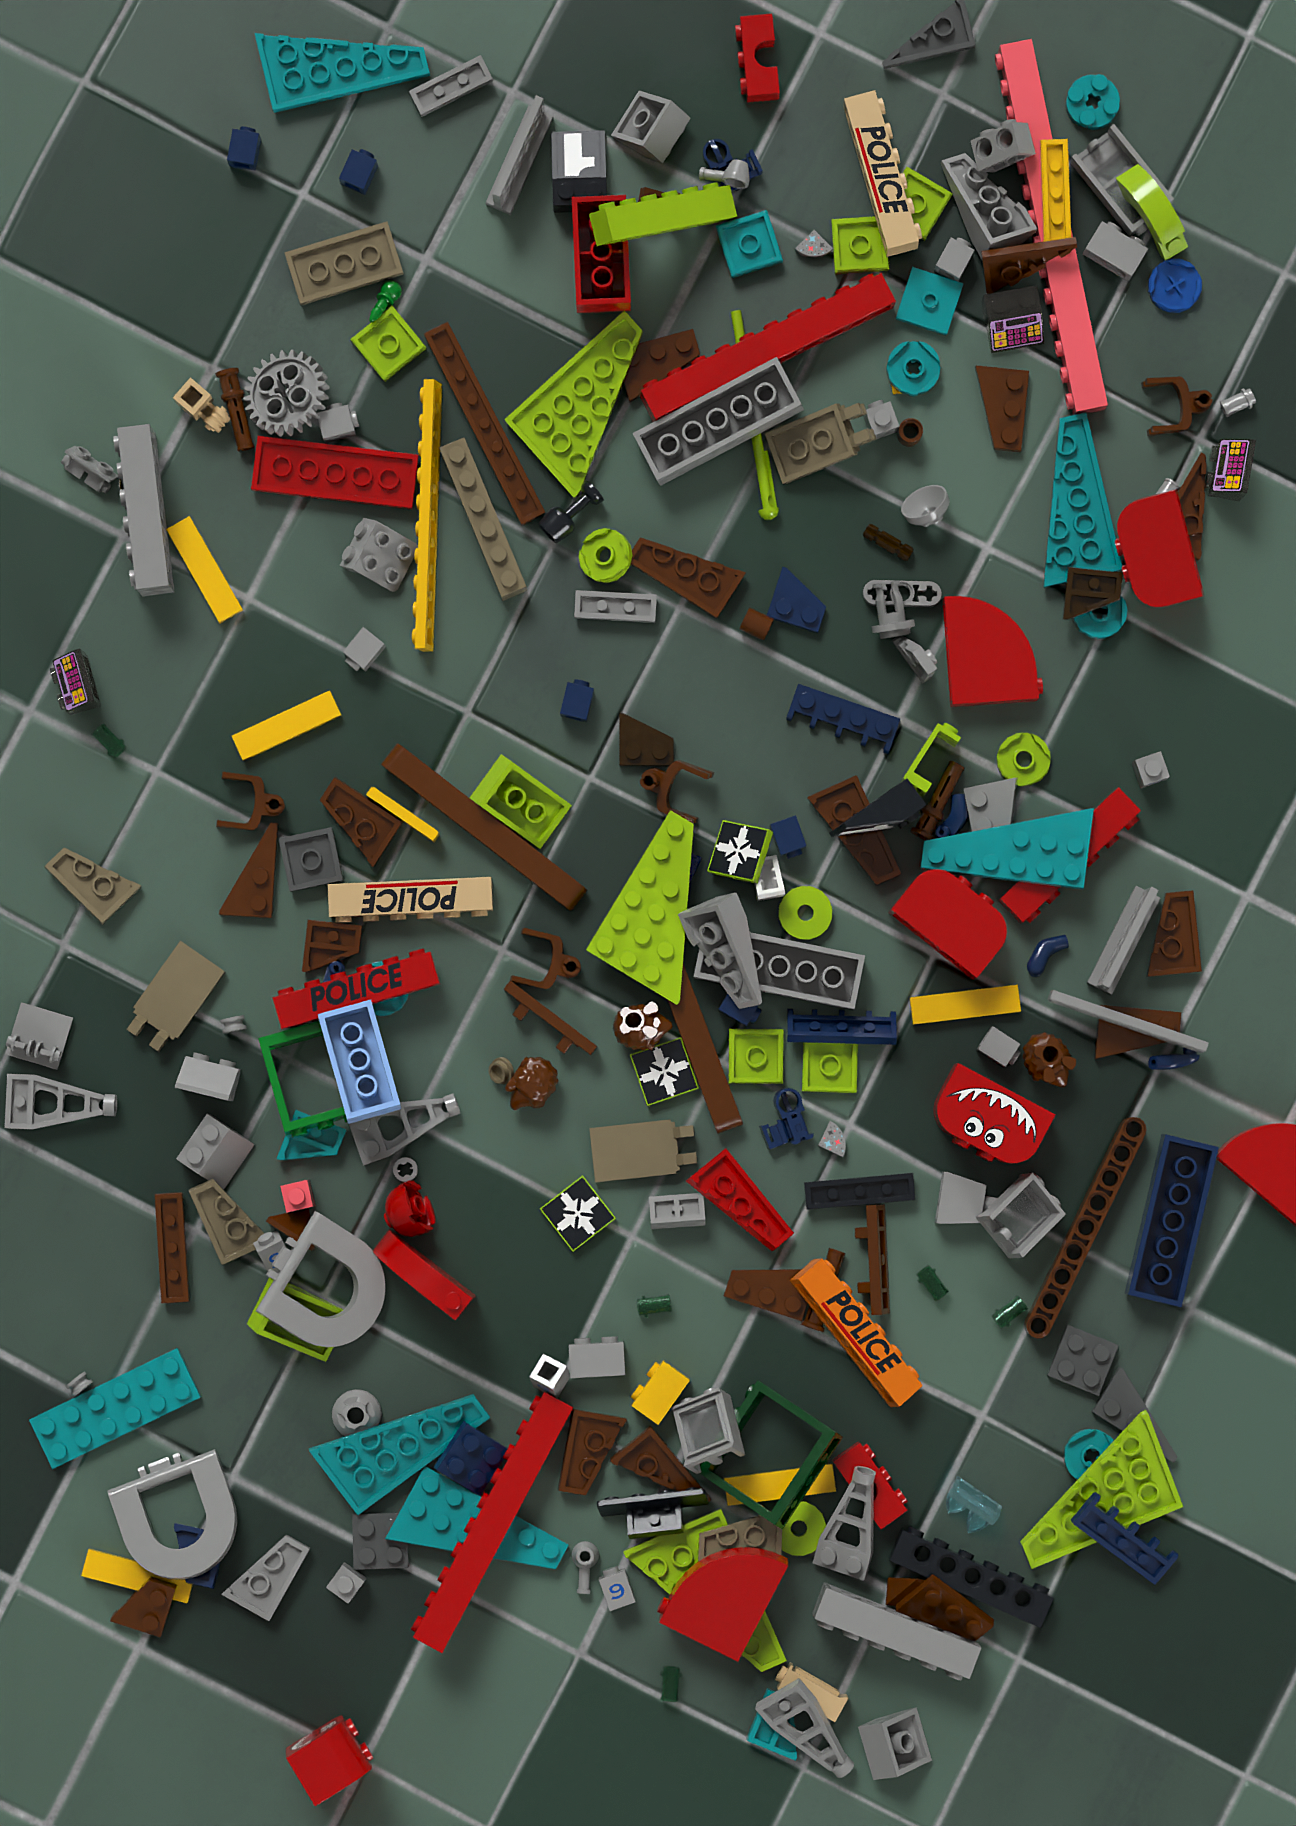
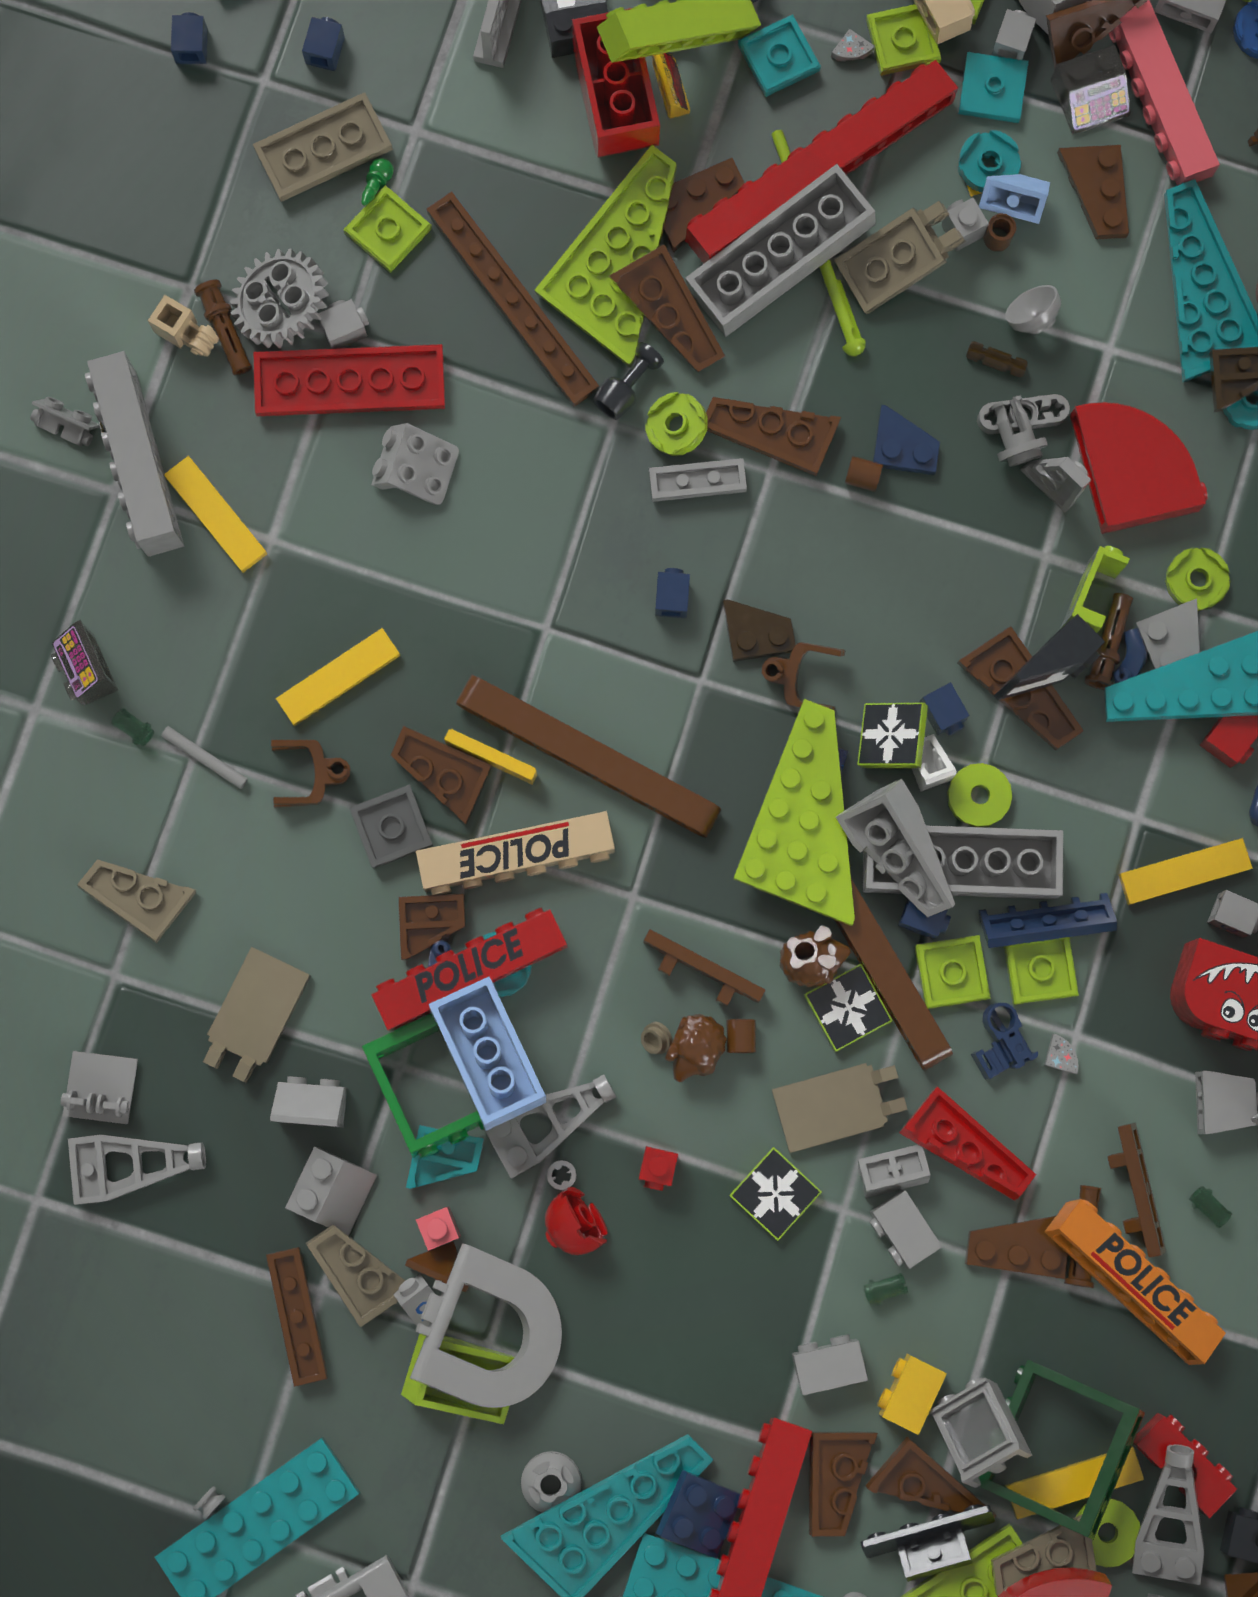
camera: 10 degrees left, 5 degrees down
(164, 775) = (204, 757): none -> light grey piece
(233, 1024) = (329, 1035): light grey bush -> none
(255, 886) = (330, 870): reddish brown wing -> none
(363, 650) = (414, 575): light grey brick -> none
(423, 1274) = (606, 1299): red brick -> none
(427, 525) = (465, 421): yellow plate -> none
(483, 519) = (529, 404): dark tan brick -> none
(484, 1177) = (657, 1168): none -> red brick
(520, 801) = (626, 718): lime slope -> none
(550, 1376) = (777, 1397): light grey brick -> none
(557, 964) = (701, 900): reddish brown piece -> none
(571, 1080) = (741, 1036): none -> reddish brown beam
(612, 447) = (666, 301): none -> reddish brown wing
(652, 258) = (670, 85): none -> yellow slope
(677, 1260) = (904, 1229): none -> light grey brick
(844, 715) = (982, 562): dark blue hinge -> none
(859, 1191) = (1104, 1111): black plate -> none
(928, 404) = (1015, 196): none -> light blue slope
(952, 919) = (1156, 774): red brick -> none

